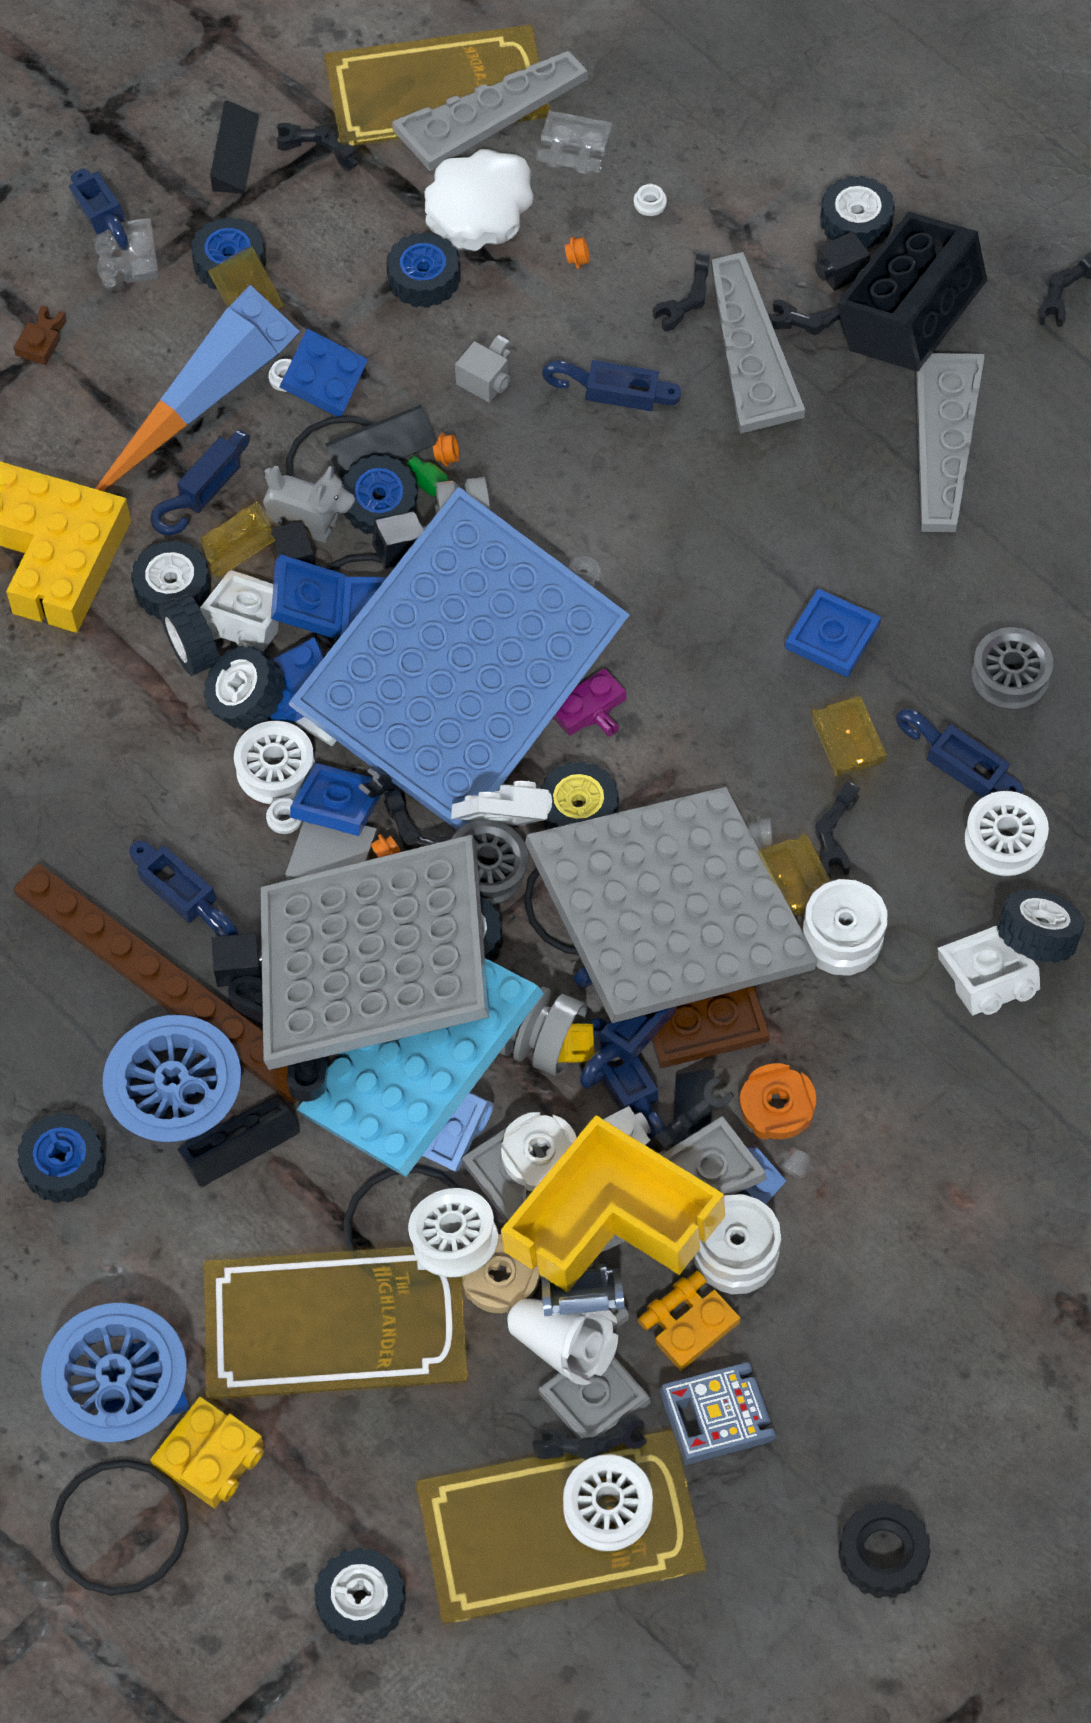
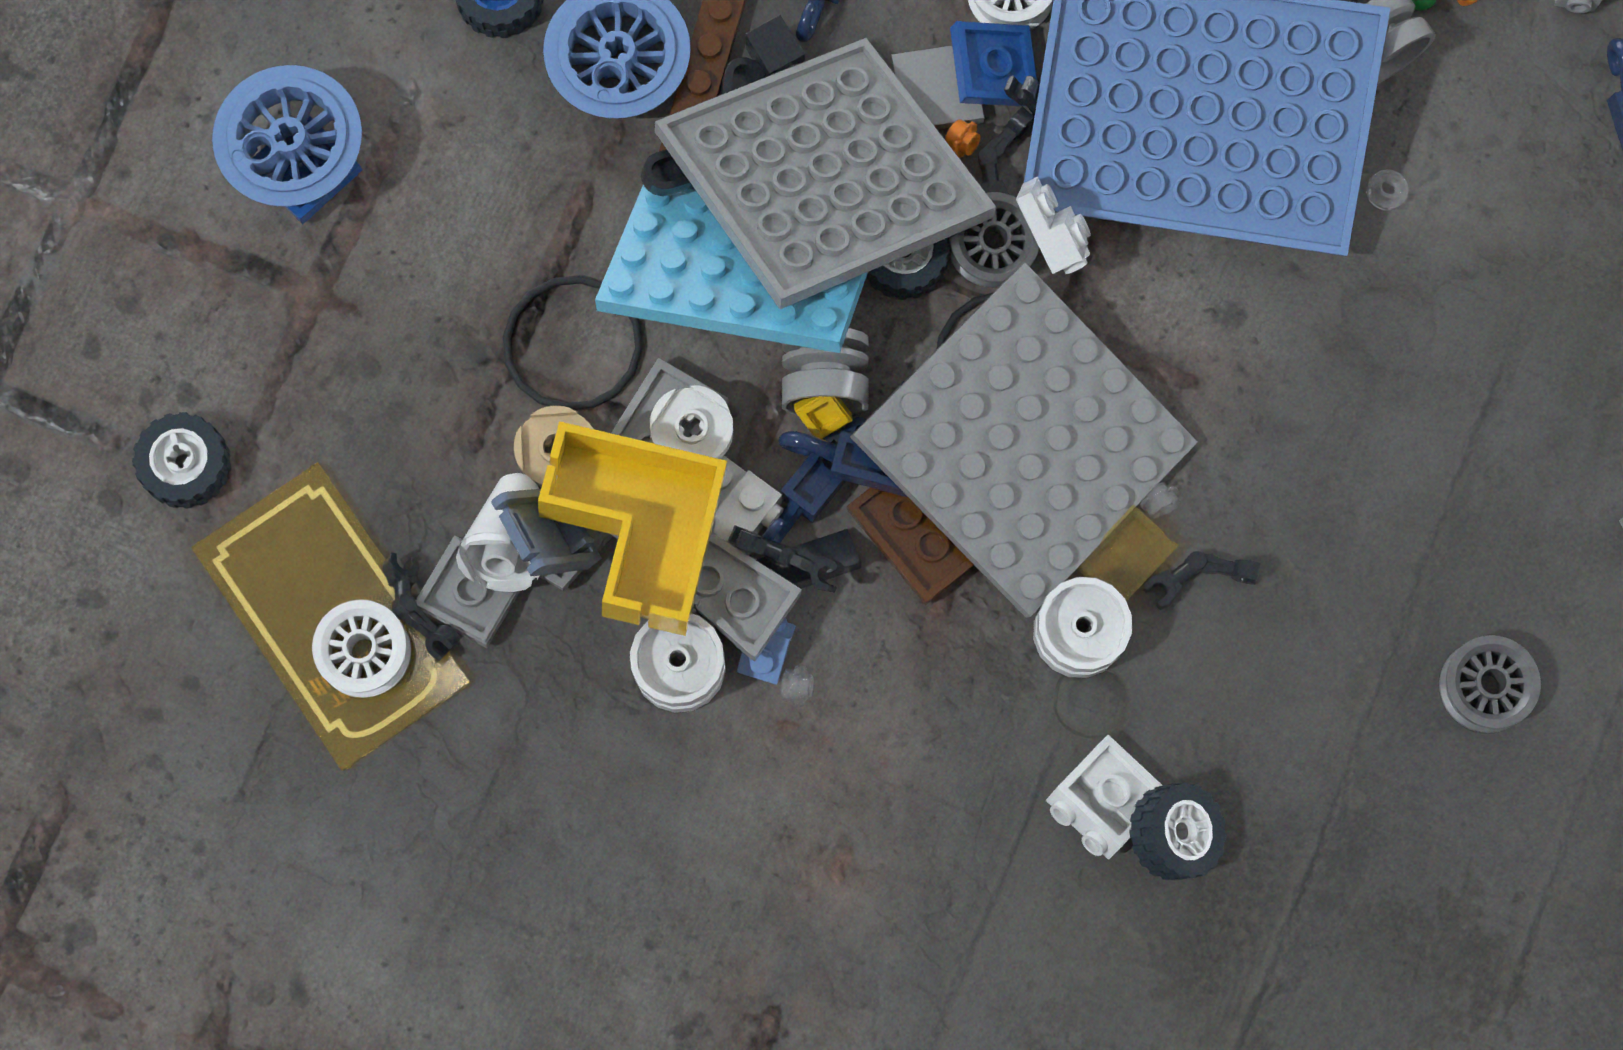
camera: 65 degrees right, 15 degrees up
(149, 1580) = (176, 276): black piece -> none
(209, 1453) = (265, 262): yellow plate -> none
(239, 1140) = (590, 143): black slope -> none
(275, 811) = (953, 14): white plate -> none
(330, 1324) = (445, 317): clear yellow piece -> none
(457, 1252) = (548, 371): white wheel -> none
(459, 1132) = (685, 343): light blue plate -> none
(579, 783) = (1119, 282): wheel -> none
(591, 705) = (1231, 265): magenta plate -> none
(696, 1329) = (581, 660): light orange plate -> none
(726, 1411) = (505, 721): sand blue container -> none
(767, 1120) = (863, 616): orange plate -> none
(833, 633) = (1439, 477): blue plate -> none
(848, 736) = (1320, 543): clear yellow plate -> none
(884, 1518) = (393, 927): black tyre -> none
(959, 754) = (1350, 669): dark blue piece -> none
(984, 833) = (1299, 722): white wheel -> none

